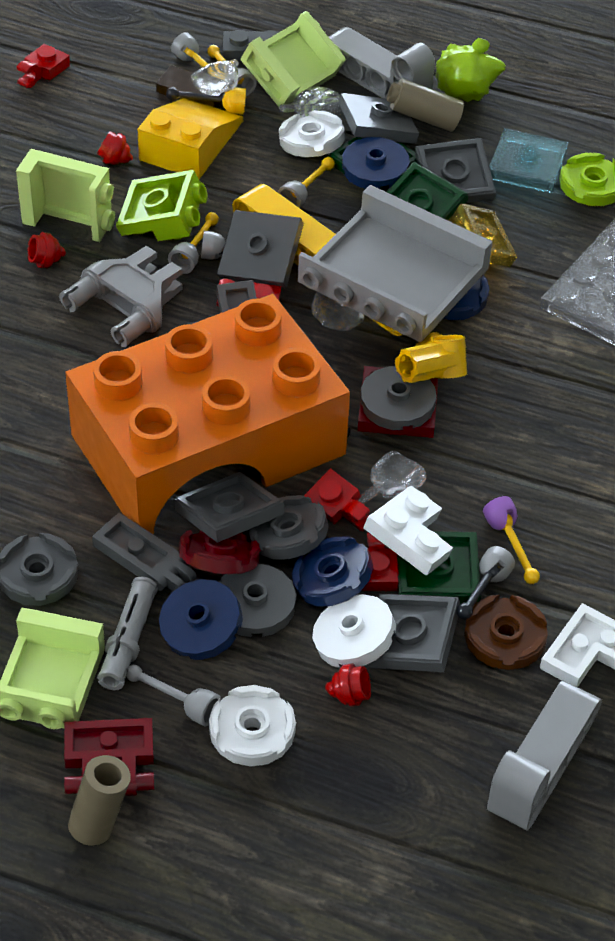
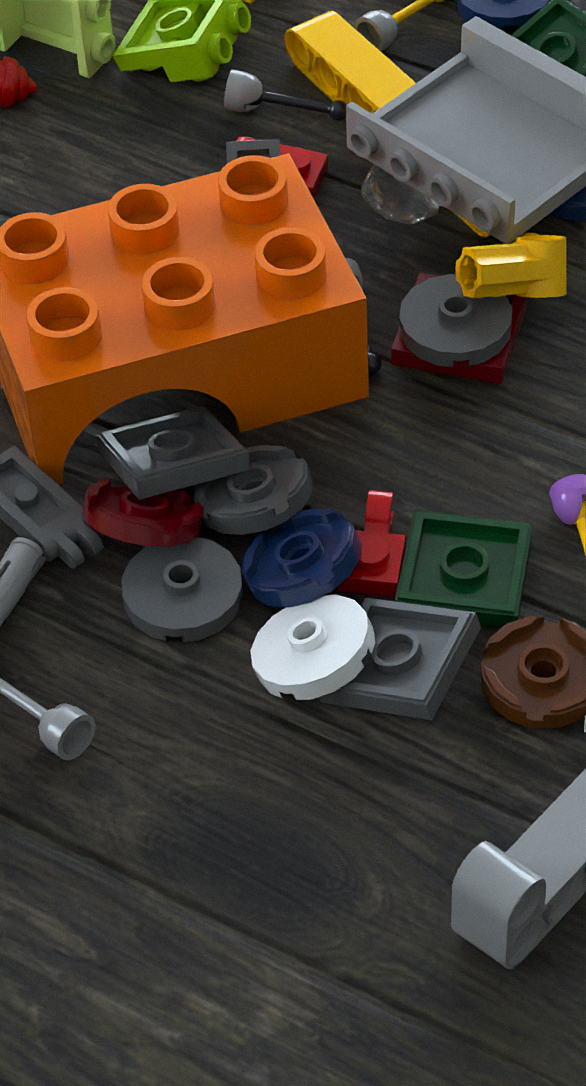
camera: 15 degrees right, 0 degrees up
(130, 287) = (110, 137): light grey connector -> none
(189, 256) = (207, 107): light grey hinge -> none
(209, 634) = (117, 607): dark blue plate -> none
(248, 708) = (125, 742): white plate -> none
(260, 248) = (307, 97): dark grey plate -> none
(339, 499) = (337, 457): red plate -> none
(350, 685) = (291, 723): red plate -> none
(393, 475) = (426, 434): clear piece -> none
(403, 529) = (420, 508): white plate -> none
(491, 572) = (539, 583): hinge -> none

